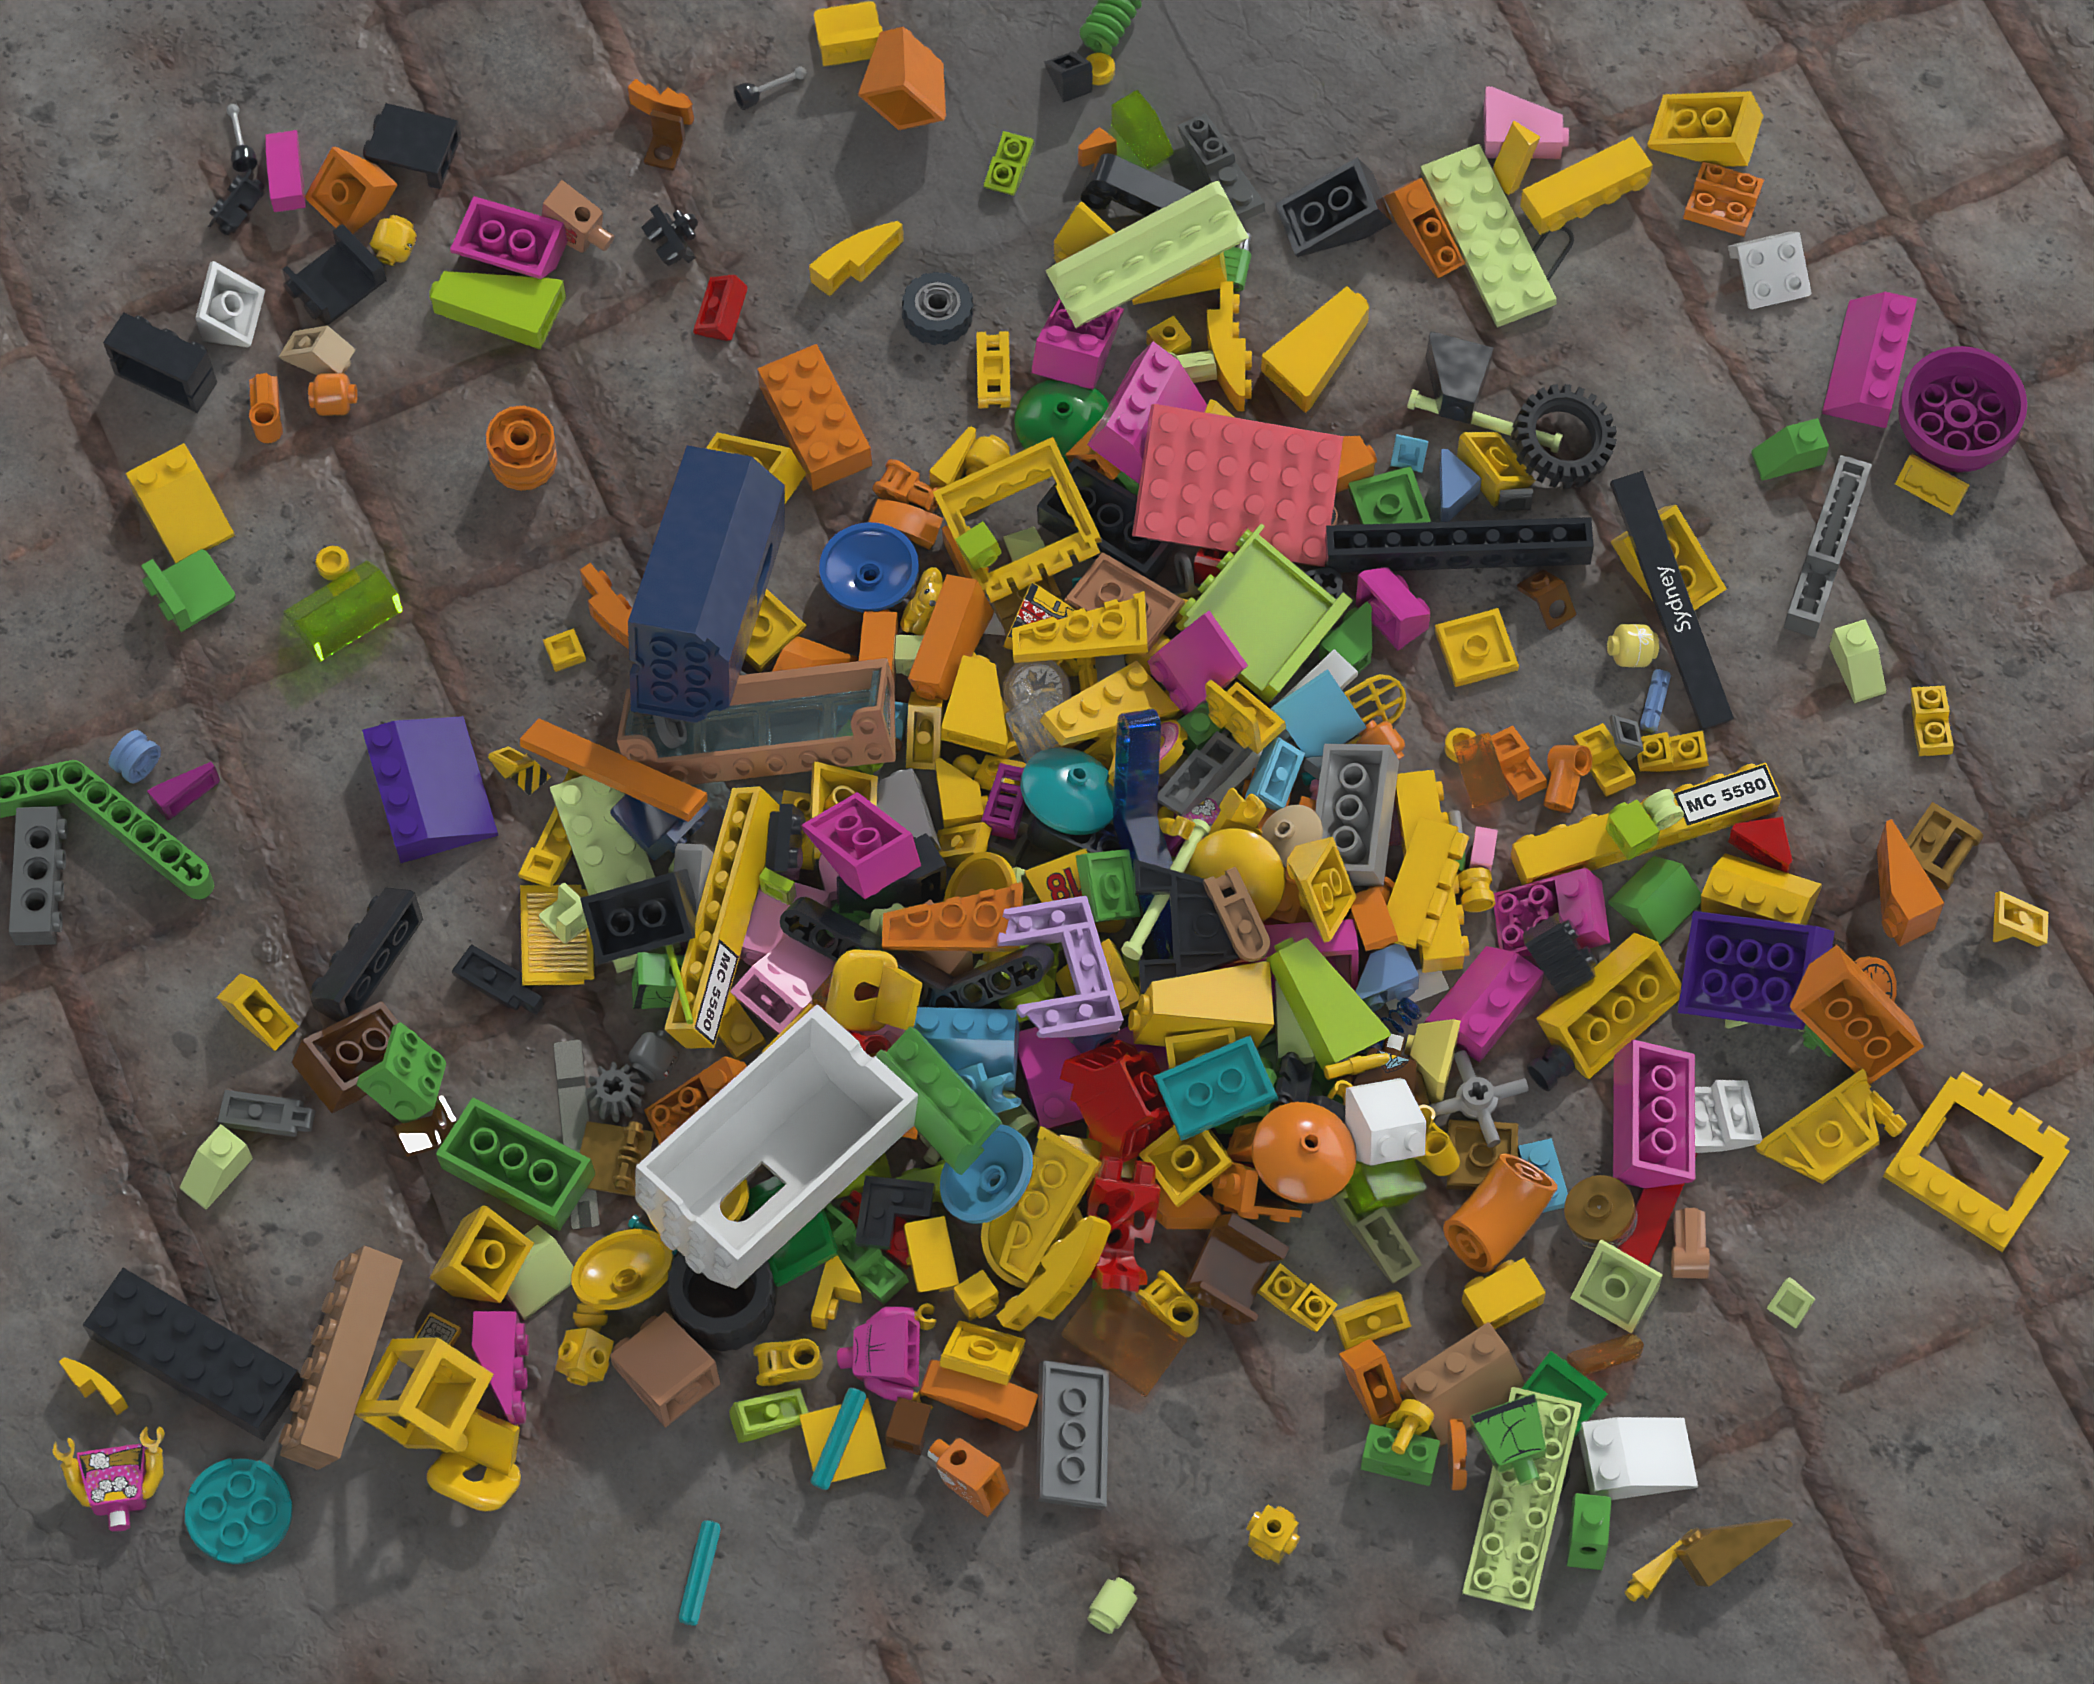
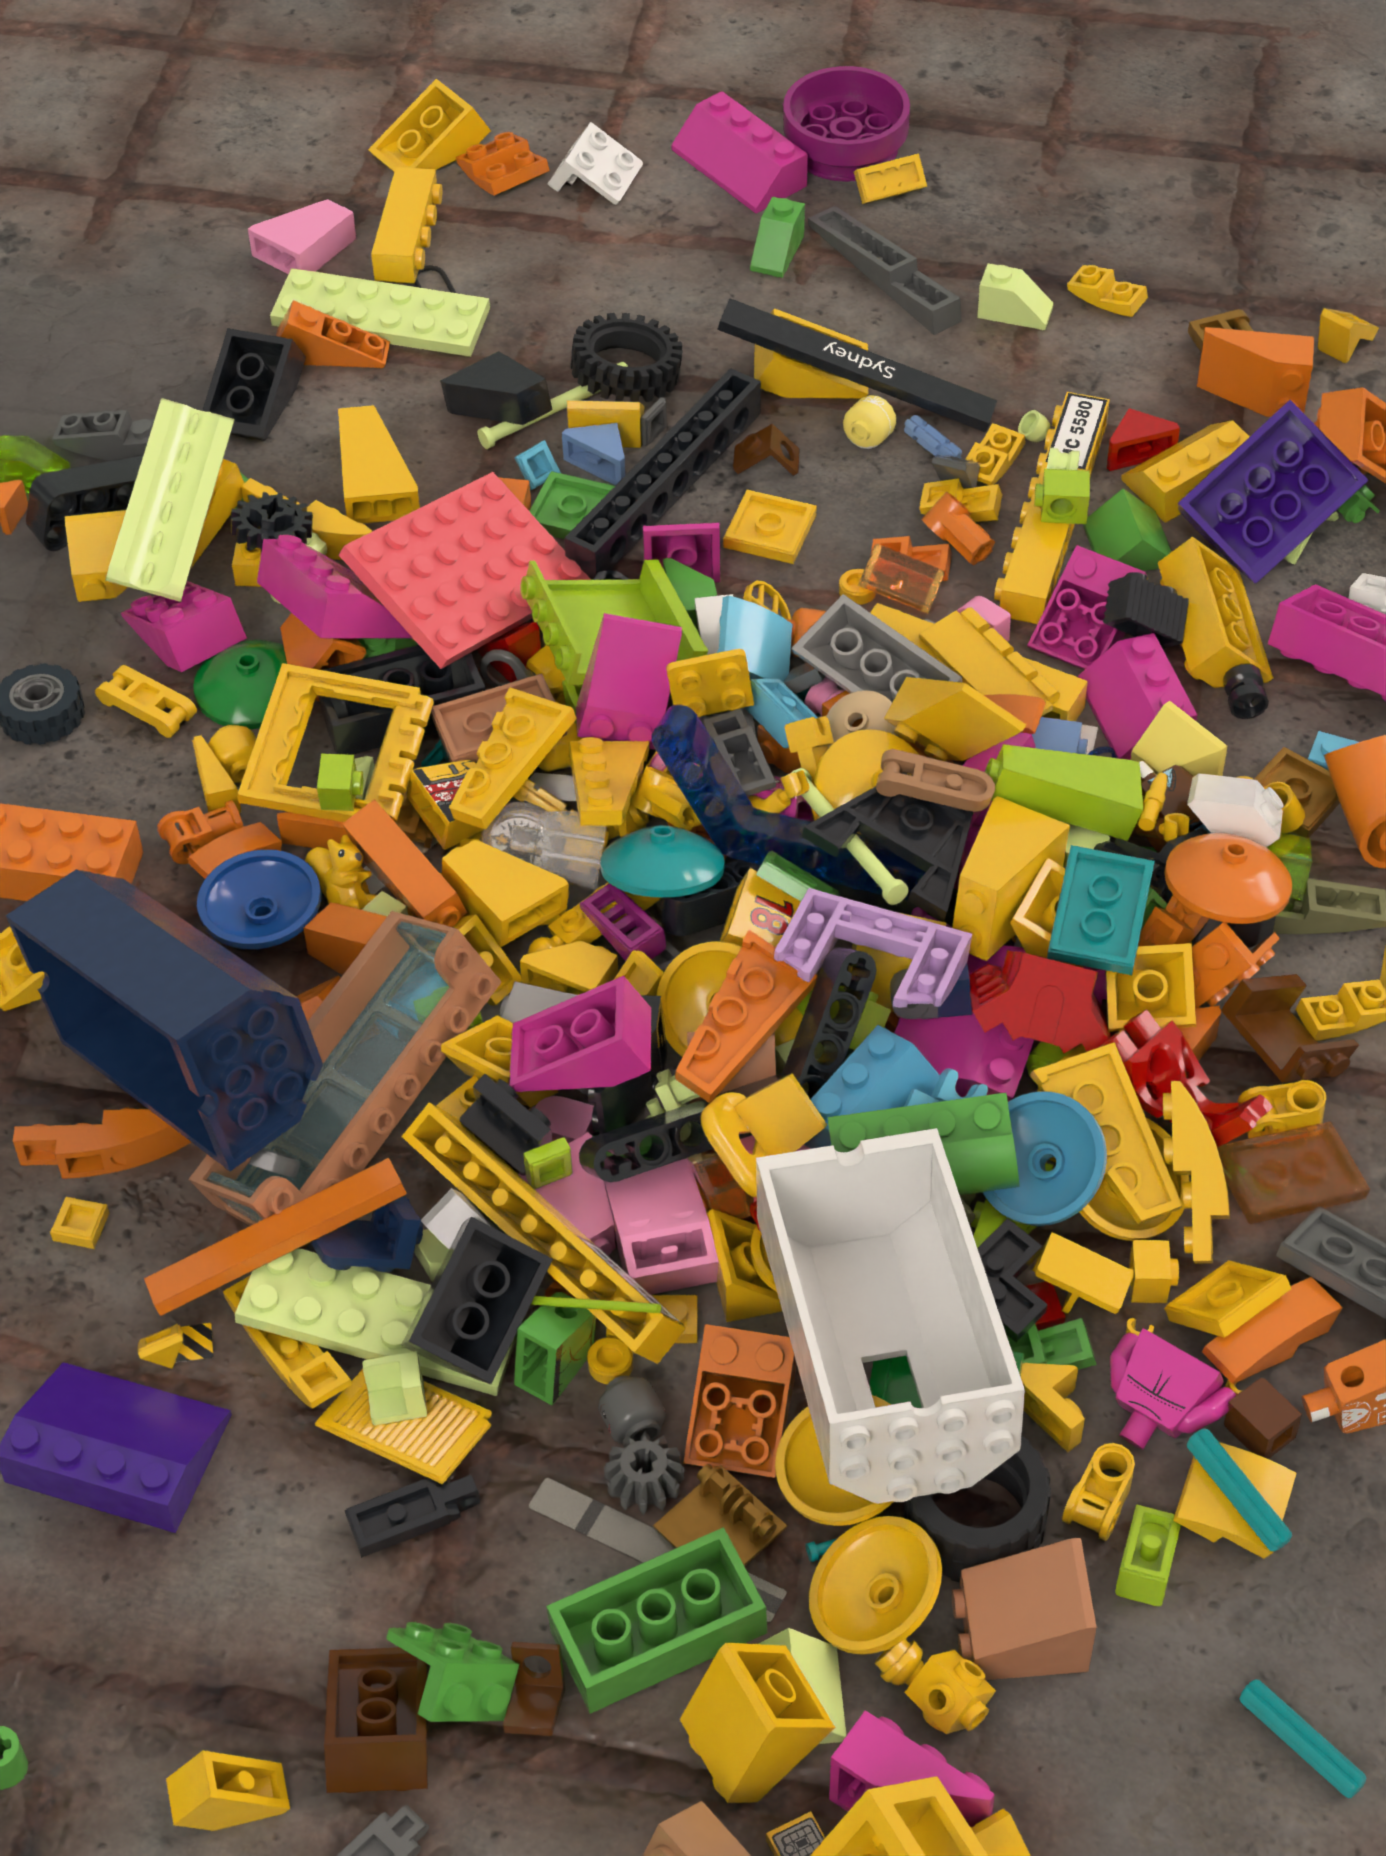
camera: 55 degrees left, 15 degrees down
(367, 954) = (264, 1625): black slope -> none
(1190, 330) = (270, 518): none -> black gear
(1476, 889) = (1027, 645): yellow wheel -> none
(1487, 1098) = (1245, 758): light grey bar -> none
(1515, 157) = (332, 243): yellow slope -> none
(1723, 761) = (1034, 426): none -> yellowish green hinge

